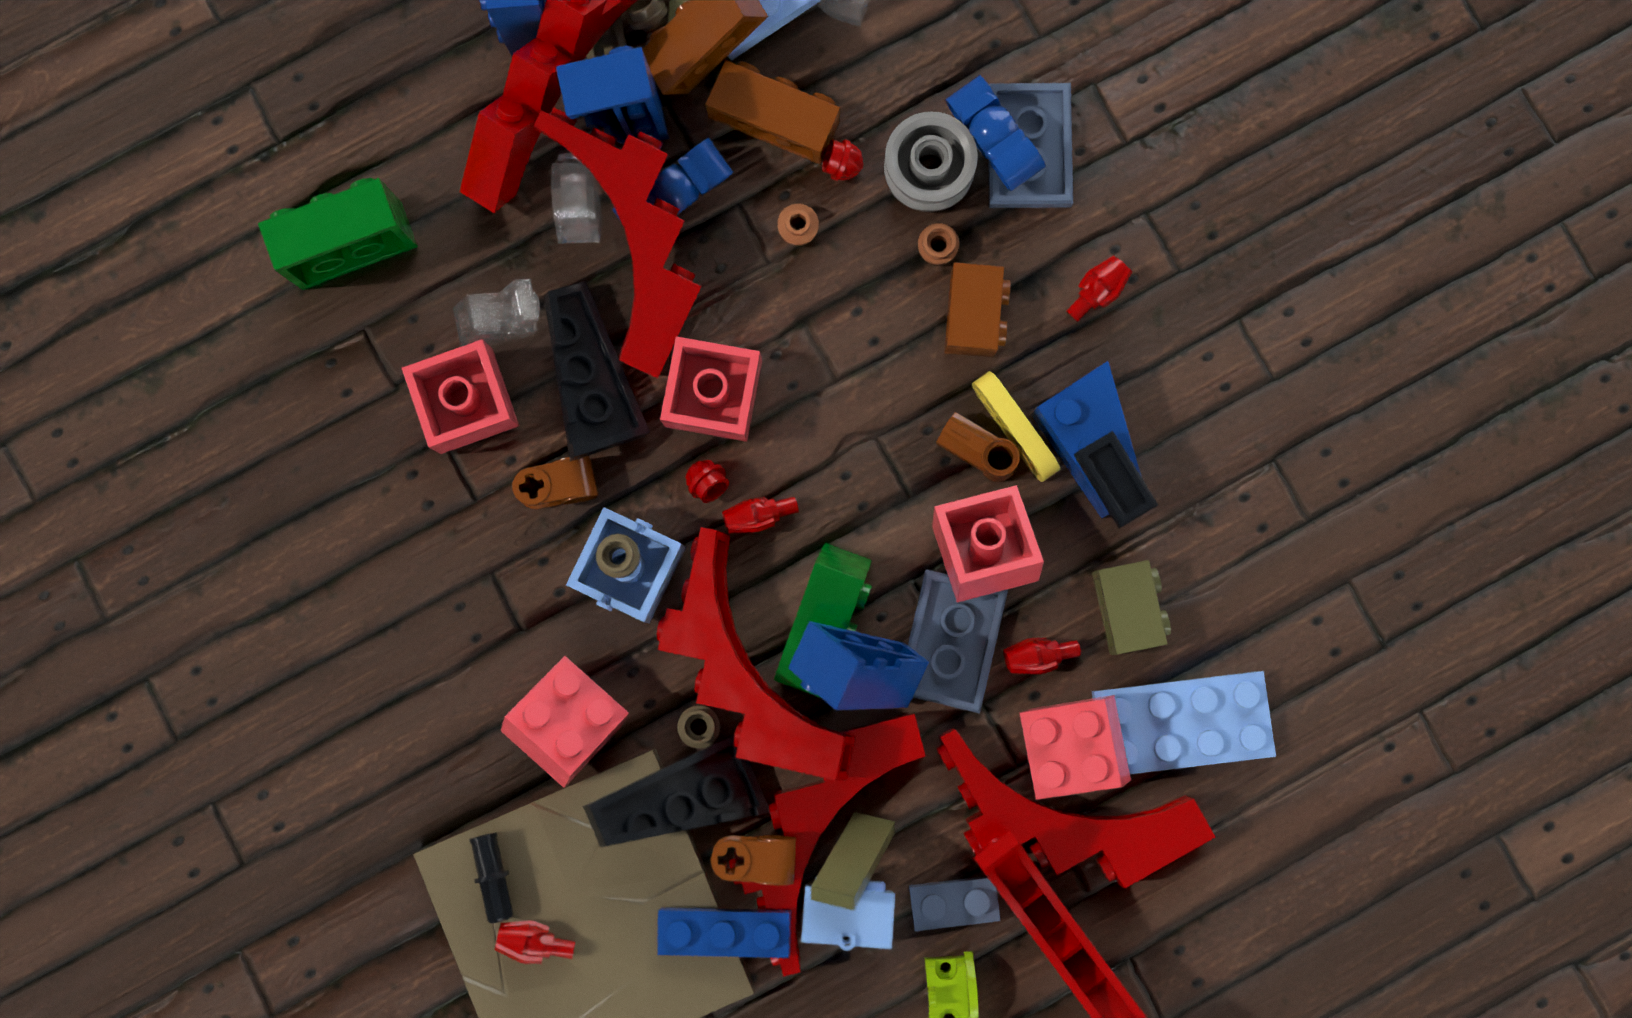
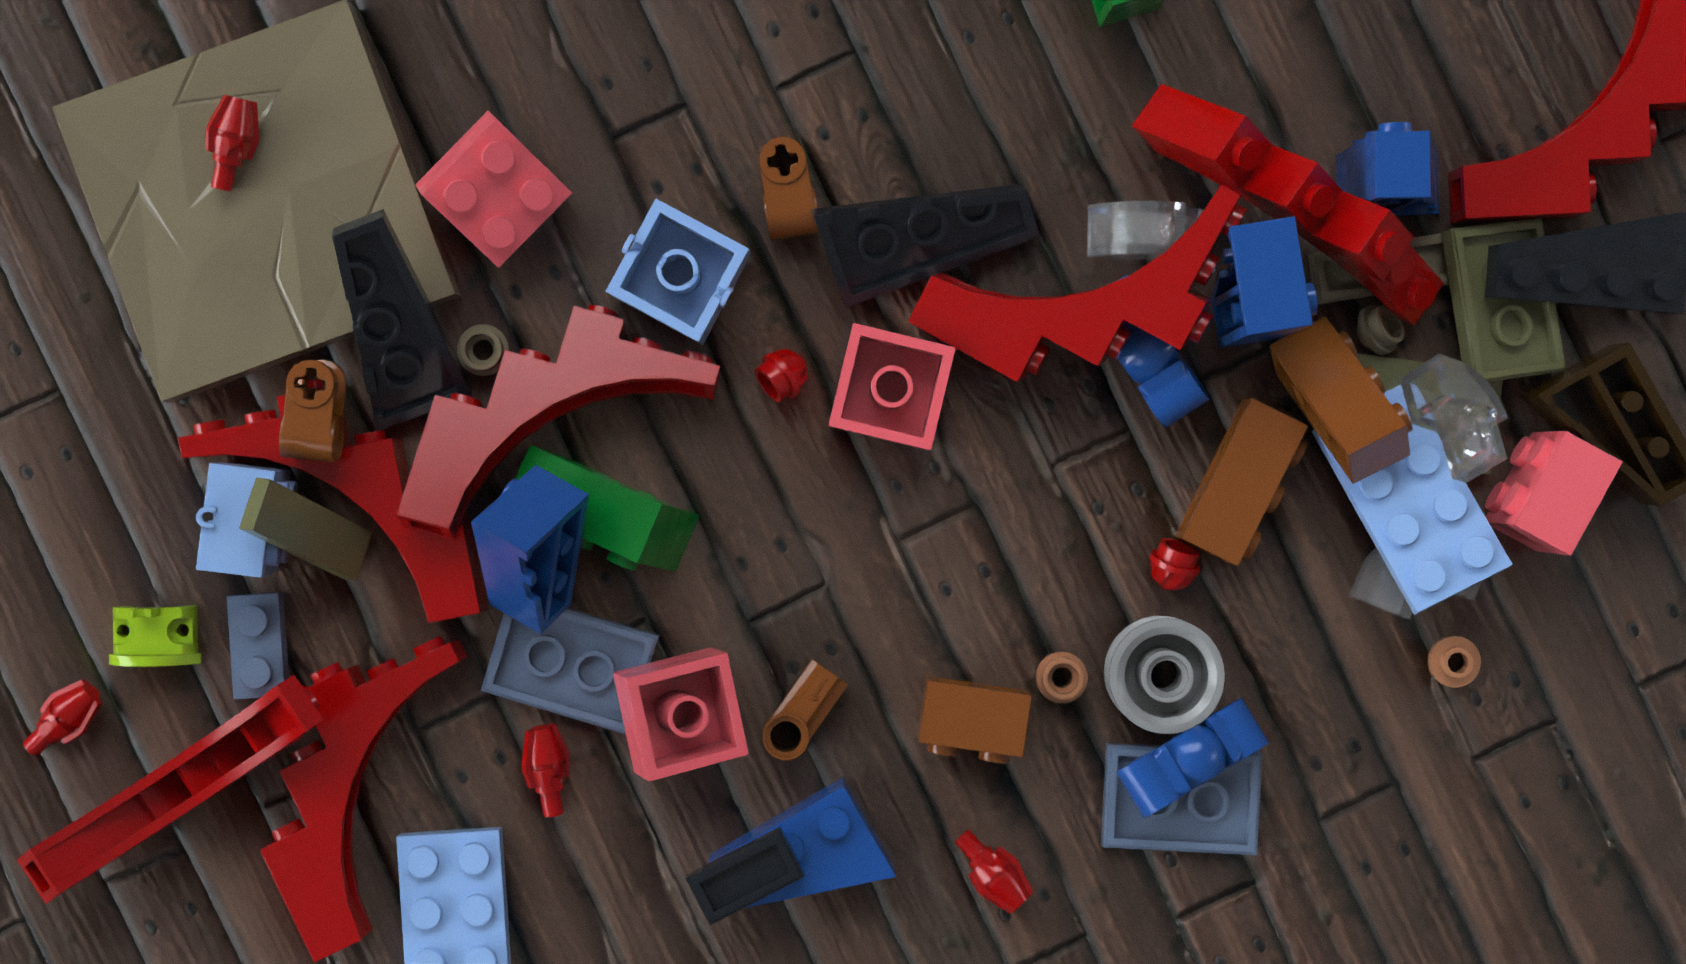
camera: 90 degrees right, 5 degrees up
(460, 397) = (900, 75): coral brick -> none
(491, 878) = (311, 93): black axle -> none
(499, 315) = (1000, 125): clear brick -> none
(608, 547) = (684, 248): dark tan plate -> none
(724, 932) = (232, 370): blue plate -> none
(757, 514) = (736, 434): red piece -> none
(801, 236) = (1080, 501): nougat plate -> none
(1016, 426) = (826, 757): light yellow beam -> none
(1075, 747) = (429, 803): coral brick -> none
(1131, 607) = (596, 882): olive brick -> none

